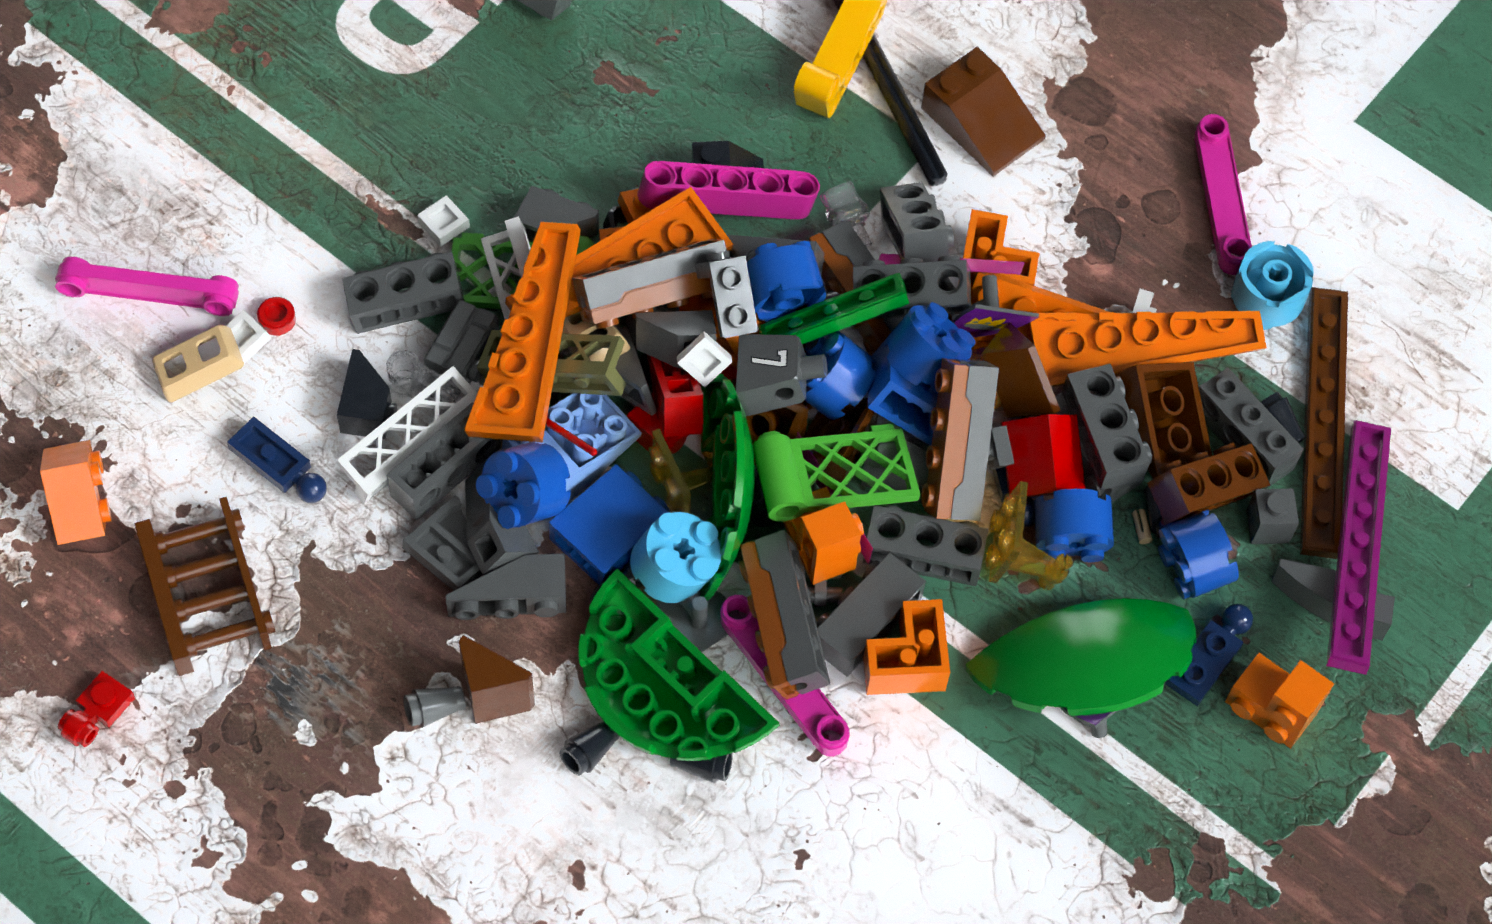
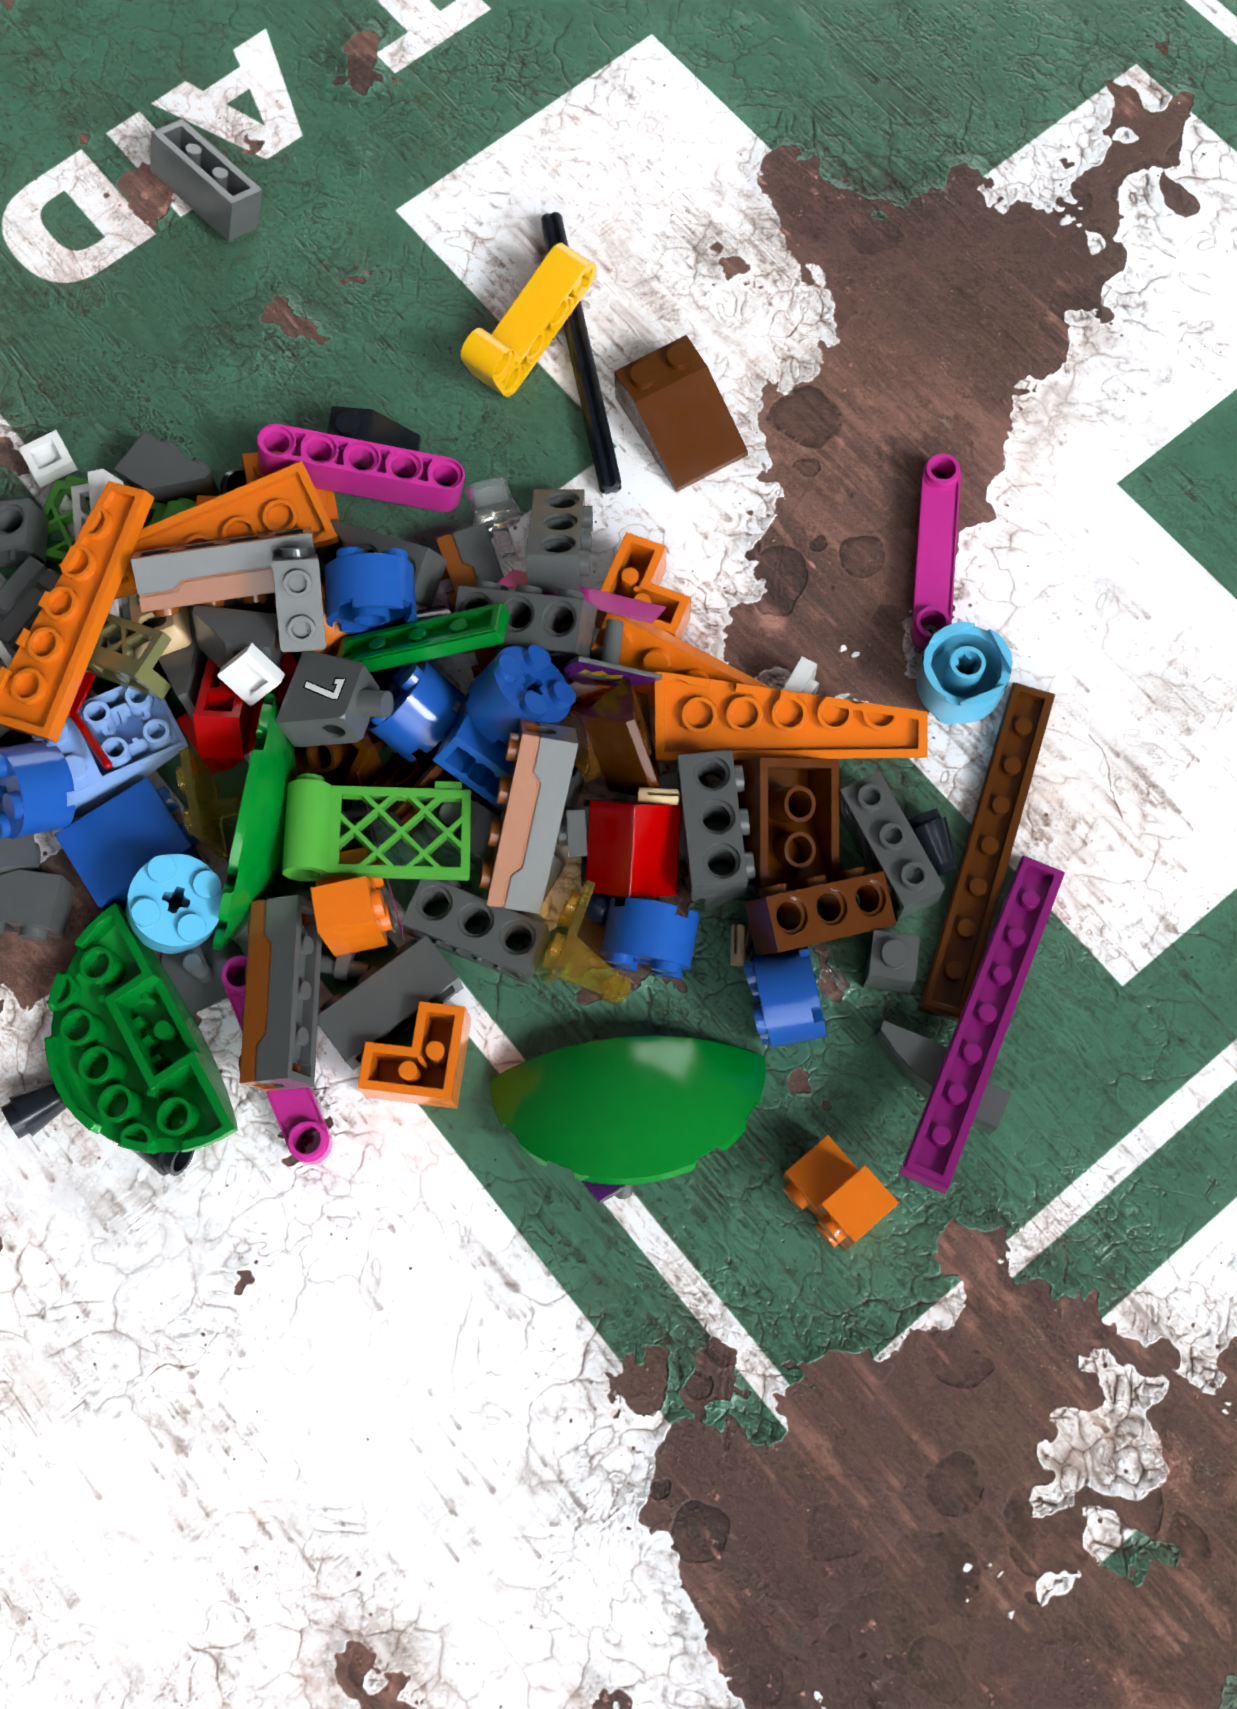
camera: 20 degrees right, 10 degrees up
(1061, 408) = (658, 796): none -> tan piece
(1212, 653) = (781, 1117): dark blue plate -> none

